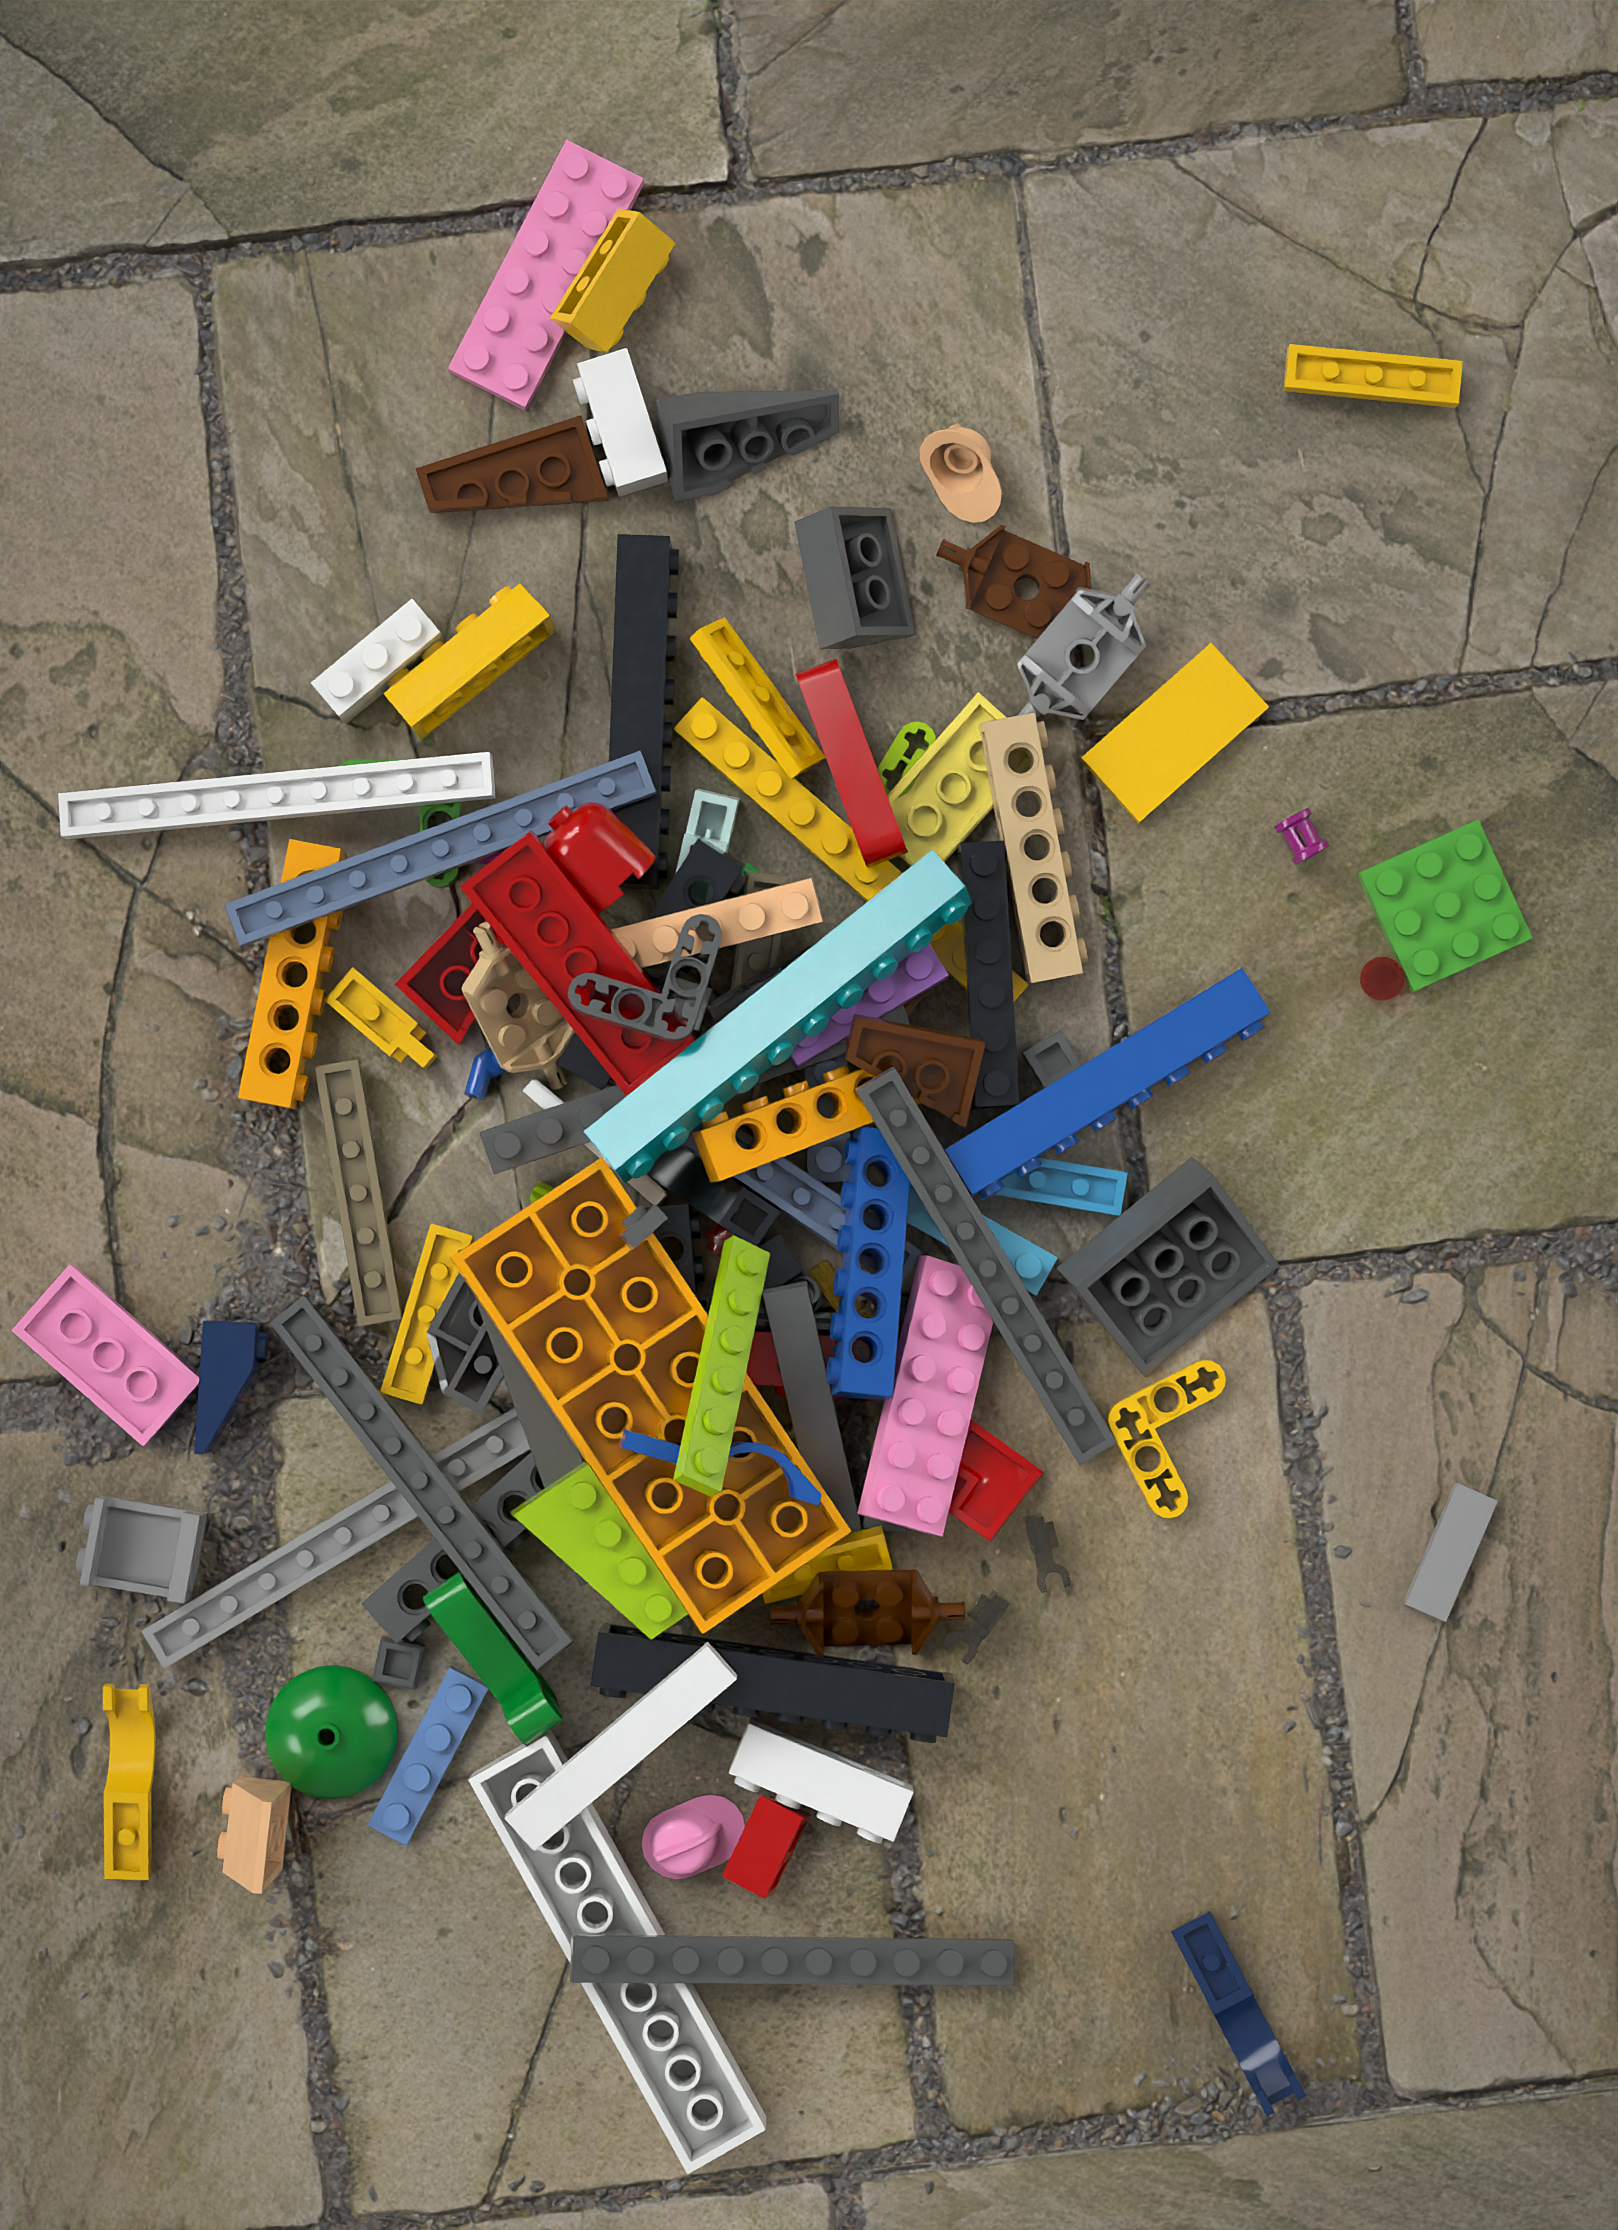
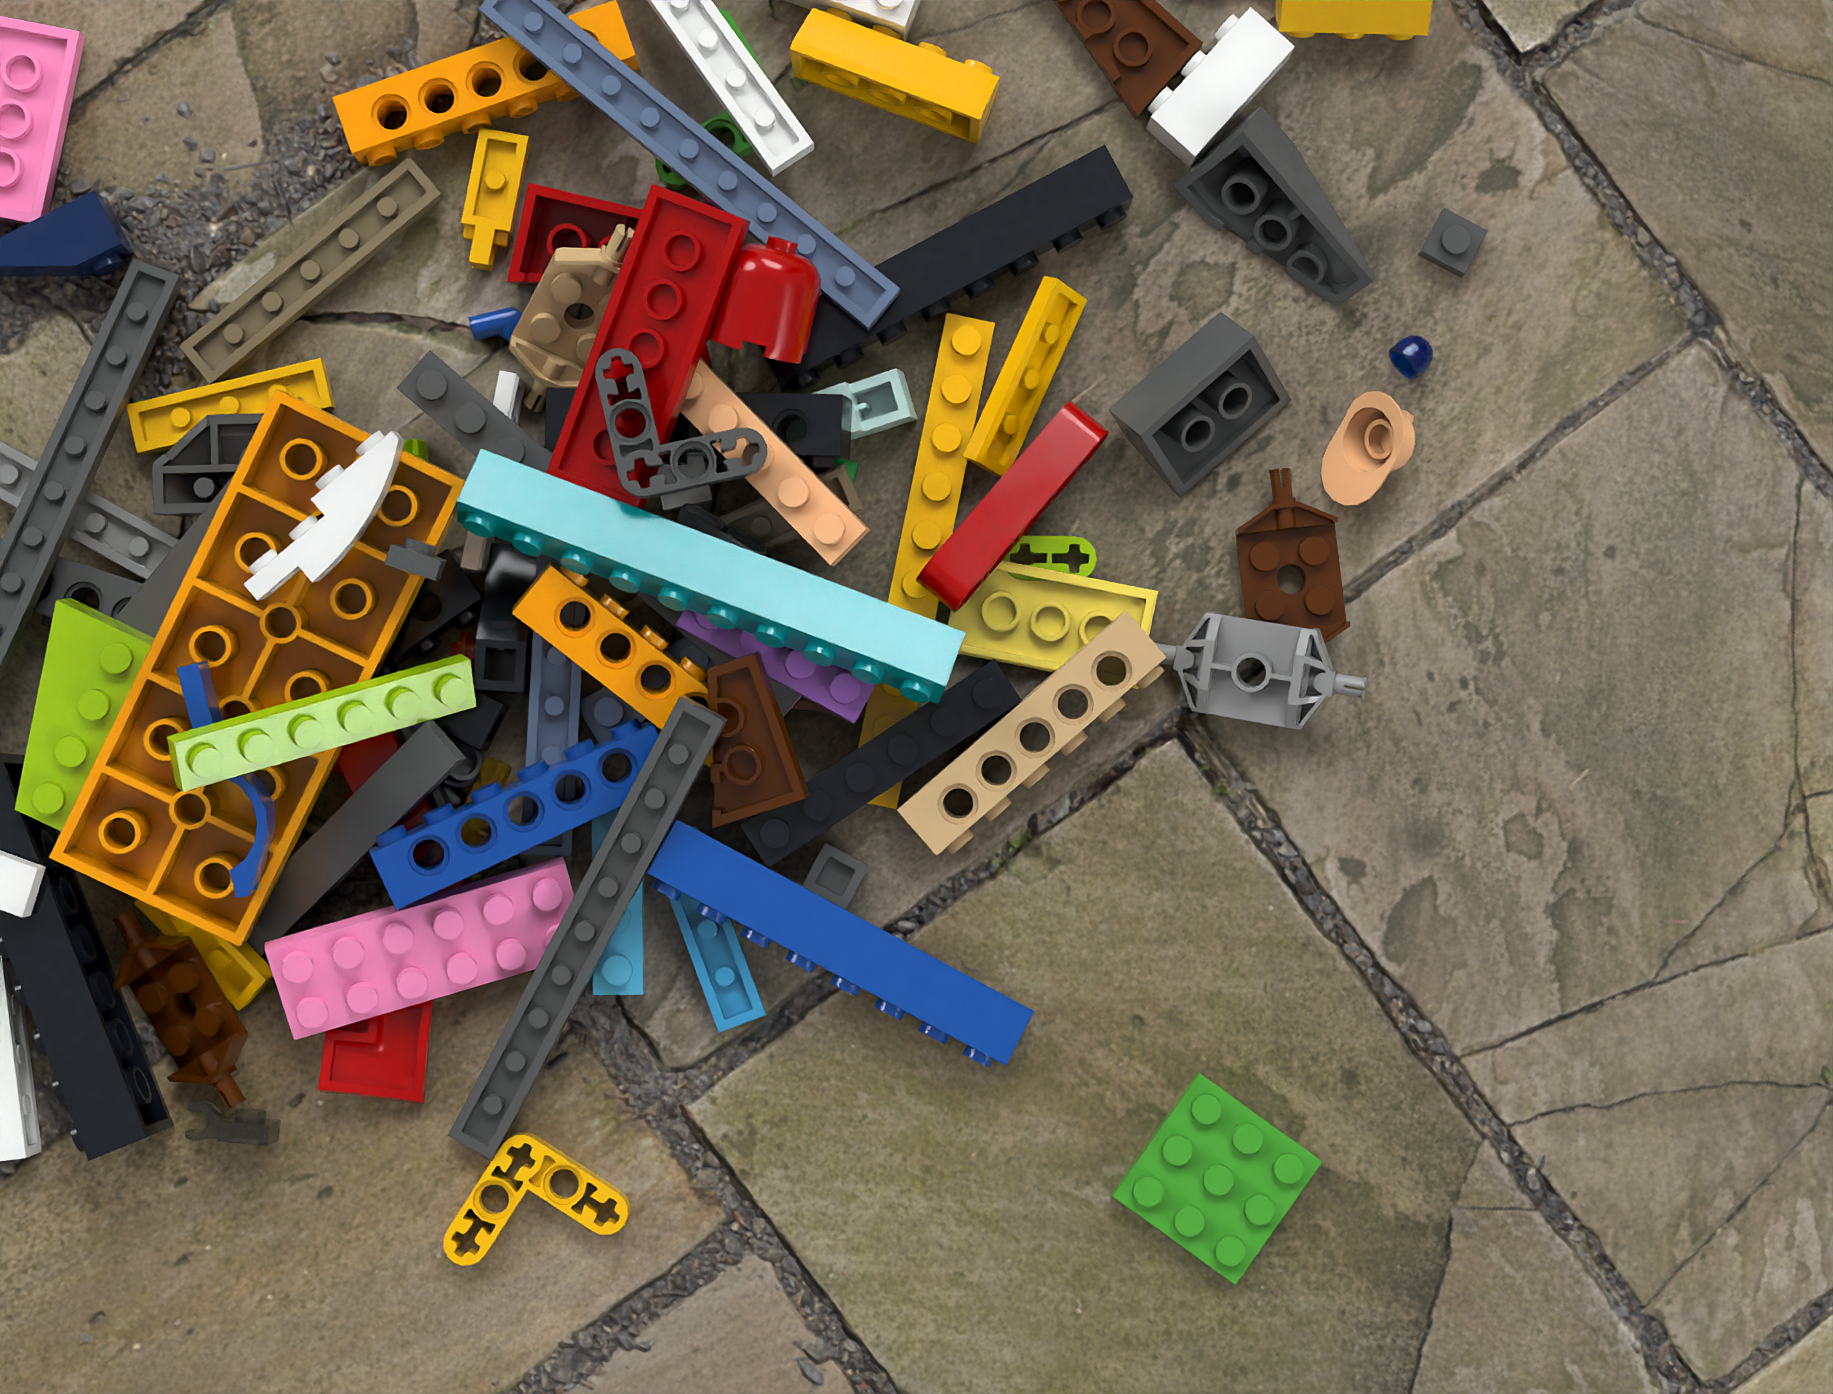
camera: 55 degrees right, 0 degrees up
(572, 1250) = (348, 504): none -> white slope
(842, 316) = (1452, 242): none -> dark grey plate
(910, 398) = (1411, 356): none -> clear blue hinge
(1041, 1540) = (351, 1140): clear smoke plate -> none
(1168, 1265) = (696, 1108): dark grey slope -> none
(1174, 733) = (1232, 809): yellow tile -> none
(1289, 829) = (1189, 1000): magenta bush -> none
(1372, 376) = (1704, 800): yellow plate -> none
(1382, 978) = (1107, 1157): clear red plate -> none

